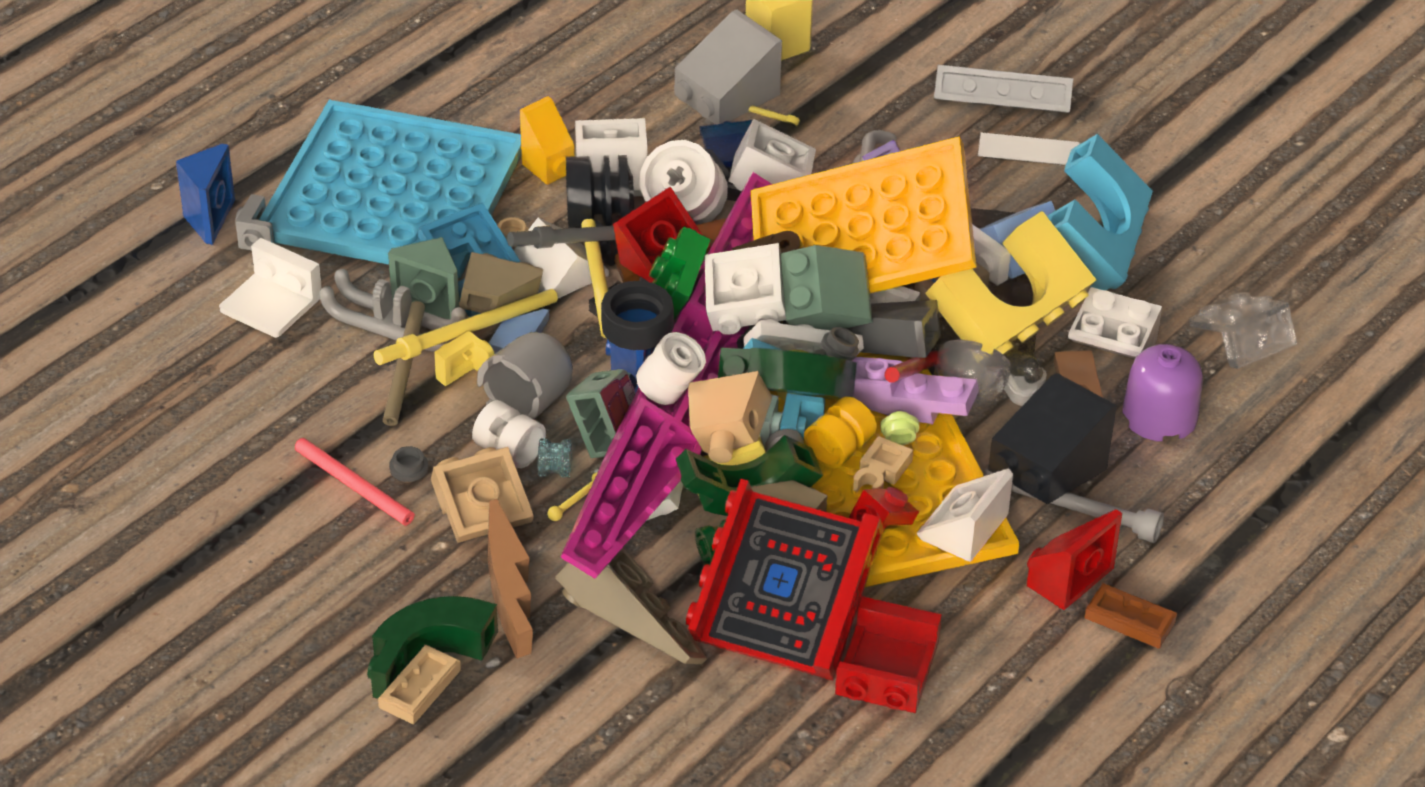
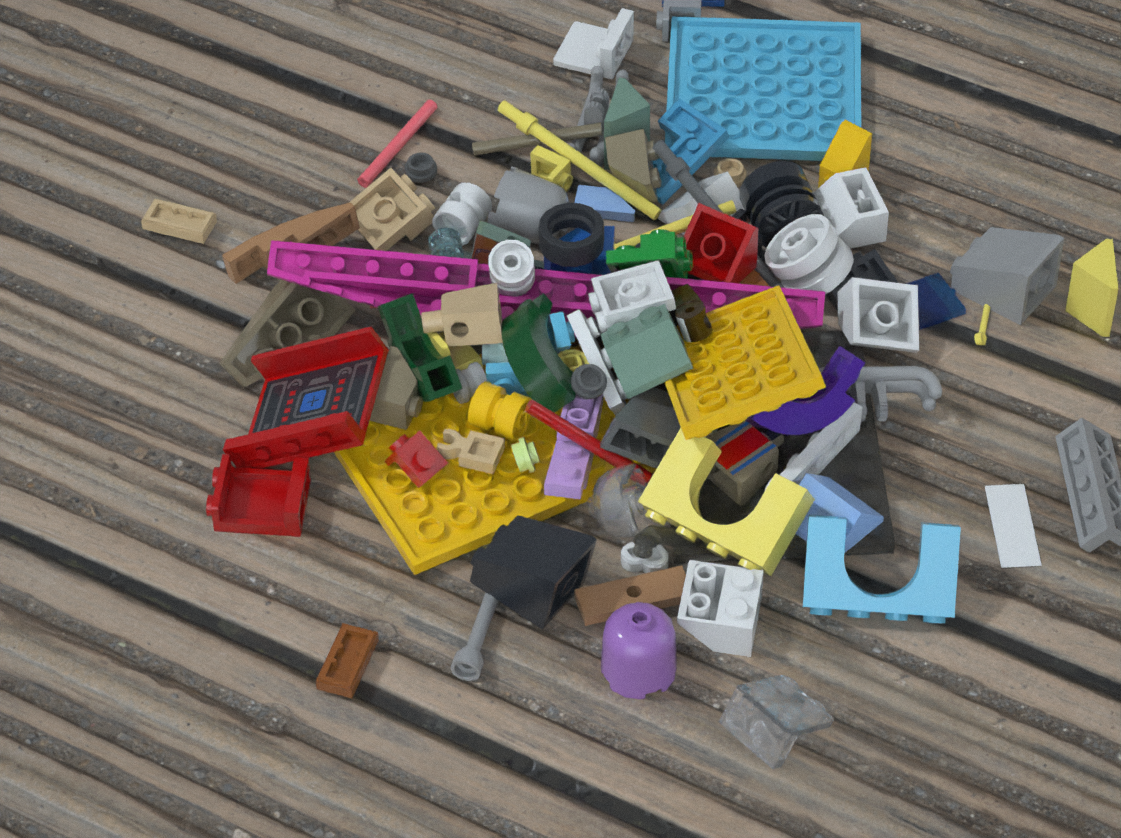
camera: 80 degrees right, 5 degrees up
(444, 623) = (229, 202): dark green arch -> none
(969, 515) = (421, 519): white slope -> none
(1075, 560) = (389, 604): red slope -> none

